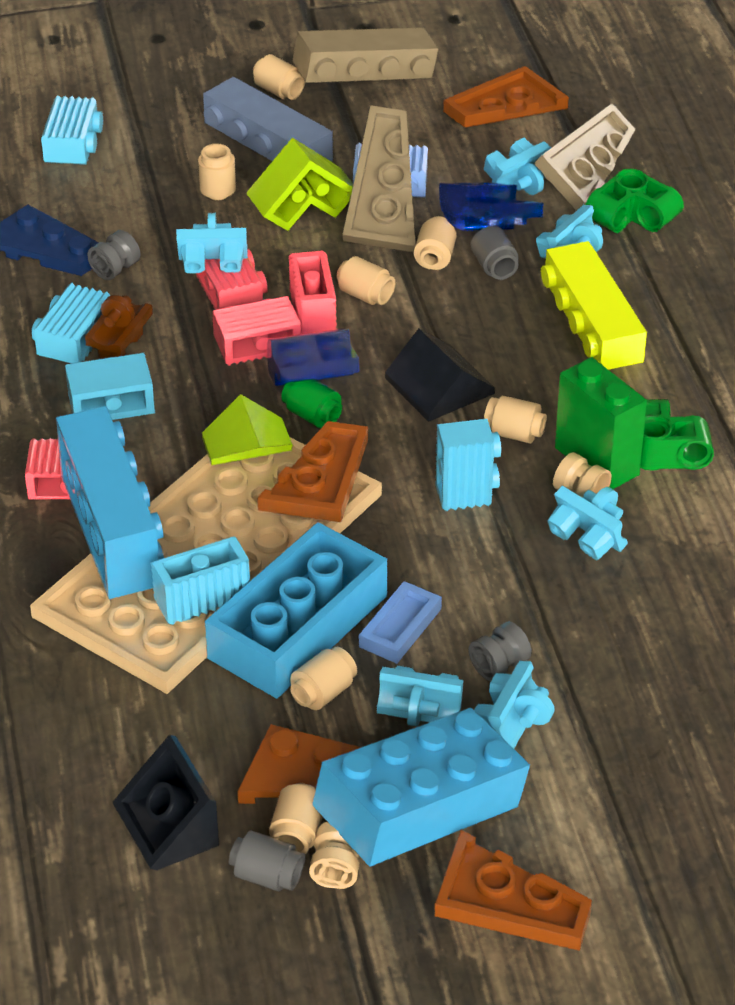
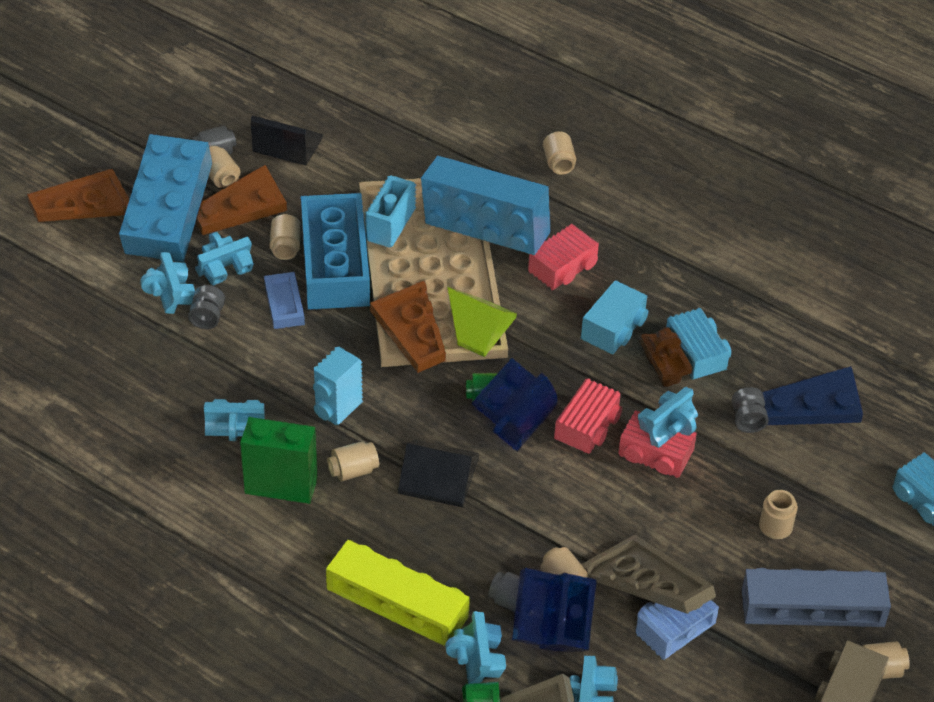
camera: 135 degrees right, 5 degrees up
(295, 182) = (703, 537): lime brick -> none
(312, 291) = (581, 454): coral brick -> none
(365, 281) = (570, 504): tan brick -> none
(674, 440) = (233, 513): green piece -> none

